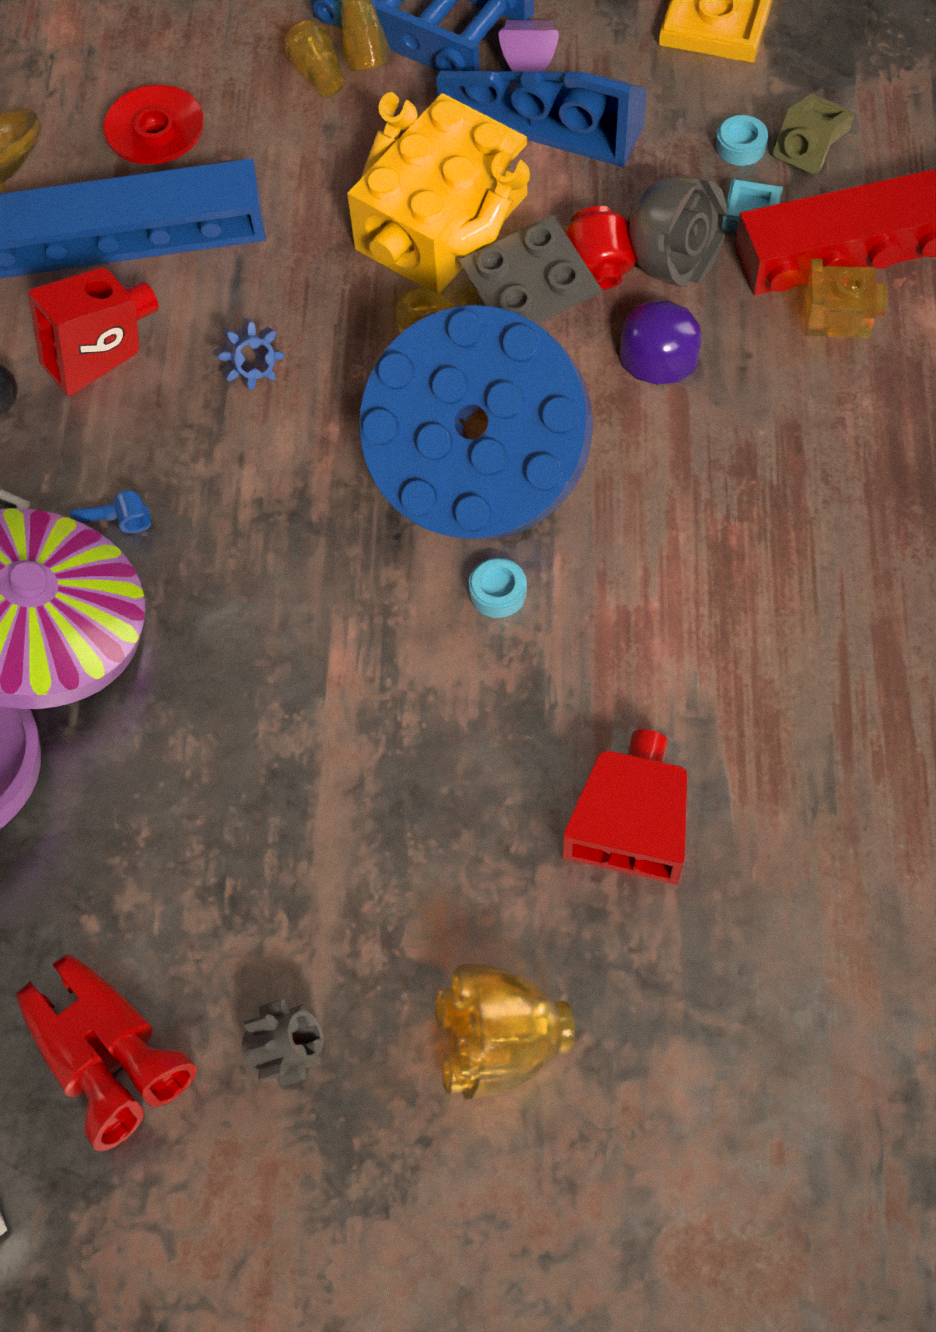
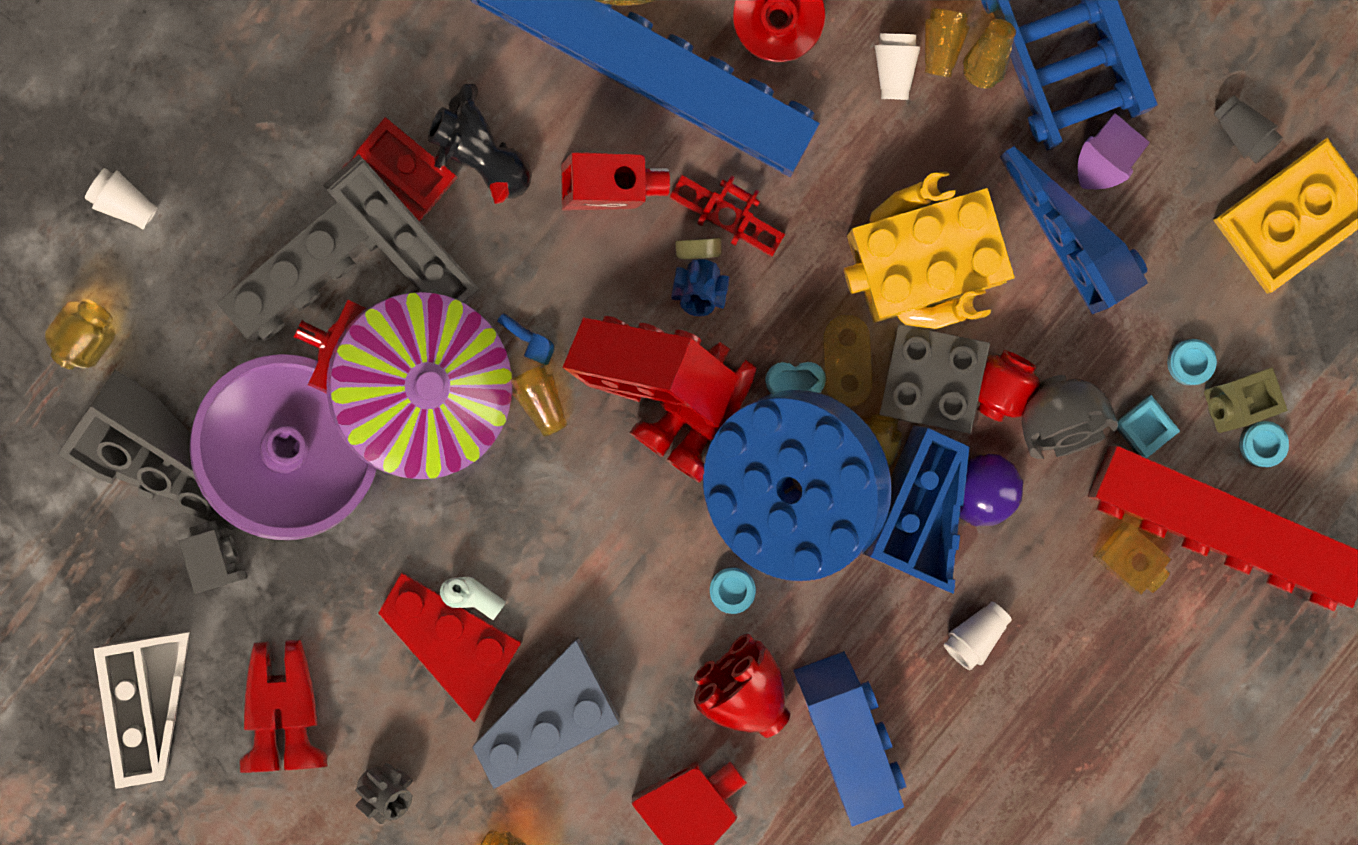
camera: 25 degrees right, 25 degrees up
(163, 549) = (540, 399): none -> clear yellow cone
(209, 332) = (698, 248): none -> olive tile
(217, 777) = (467, 592): none -> light aqua arm
(242, 838) = (452, 643): none -> red wing
(246, 423) = (651, 366): none -> red wedge
(247, 294) = (744, 216): none -> red piece
(285, 93) = (896, 64): none -> white cone
(321, 439) = (688, 454): none -> red piece
(405, 828) = (548, 719): none -> sand blue wedge
(588, 651) = (743, 689): none -> red piece
(632, 396) = (925, 509): none -> blue wedge
(736, 617) = (851, 738): none -> blue wedge
(766, 458) = (976, 637): none -> white cone
(862, 155) = (1264, 444): none -> medium azure tile

